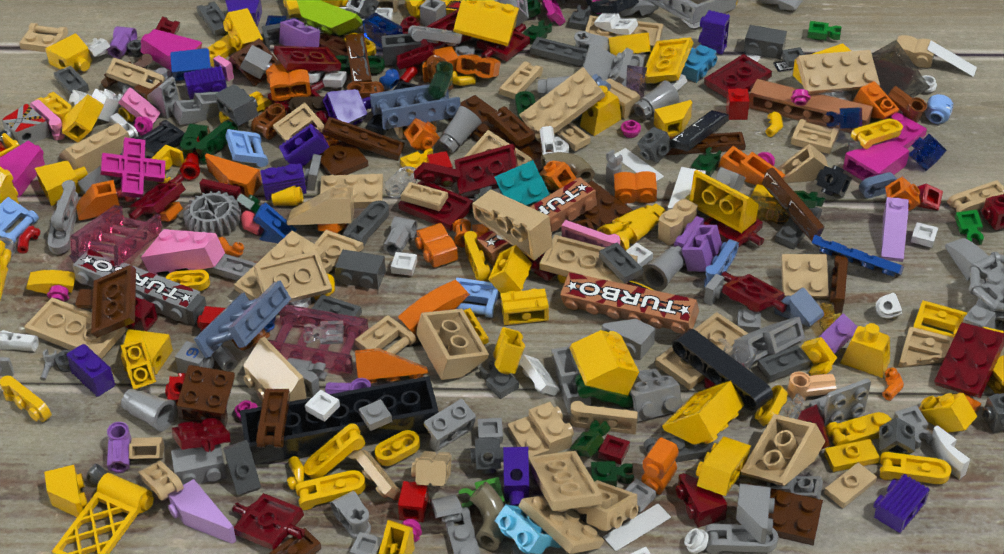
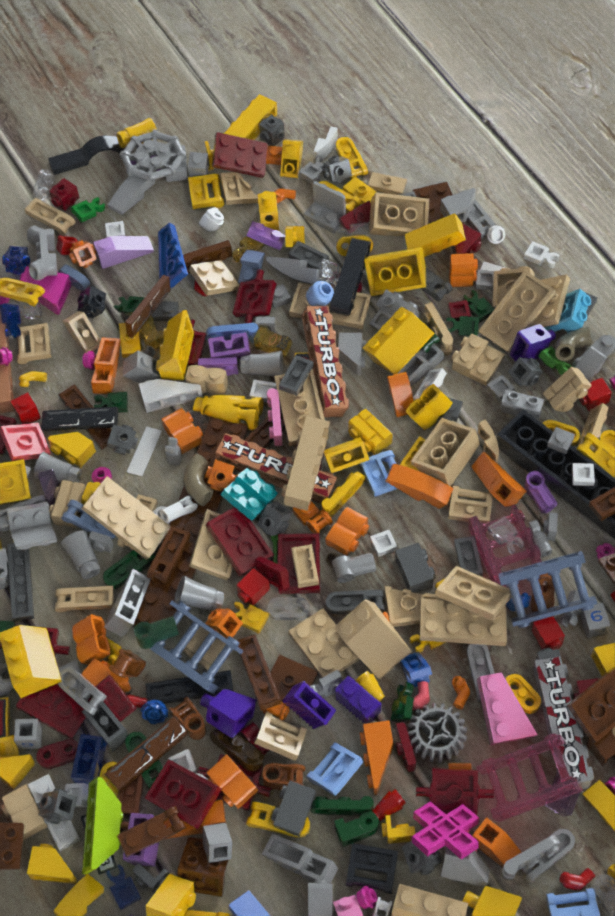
camera: 120 degrees left, 15 degrees up
(205, 81) = (267, 887): dark purple brick -> none
(226, 65) = (231, 887): bright pink plate -> none
(270, 370) = (575, 535): tan slope -> none
(293, 26) = (150, 832): none -> reddish brown plate
(386, 9) = (40, 787): none -> white plate
(443, 387) = (490, 442): none -> tan slope
(489, 91) = (127, 604): none -> light grey slope
(544, 340) = (400, 392): none -> orange slope
(691, 285) = (271, 342): none -> clear yellow leg
(702, 90) = (24, 441): none -> coral plate
(711, 326) = (319, 294): none -> light blue head
(810, 385) = (323, 234): light nougat piece -> none
(895, 153) = (46, 263): none -> light grey plate
(901, 502) = (386, 152): dark purple brick -> none

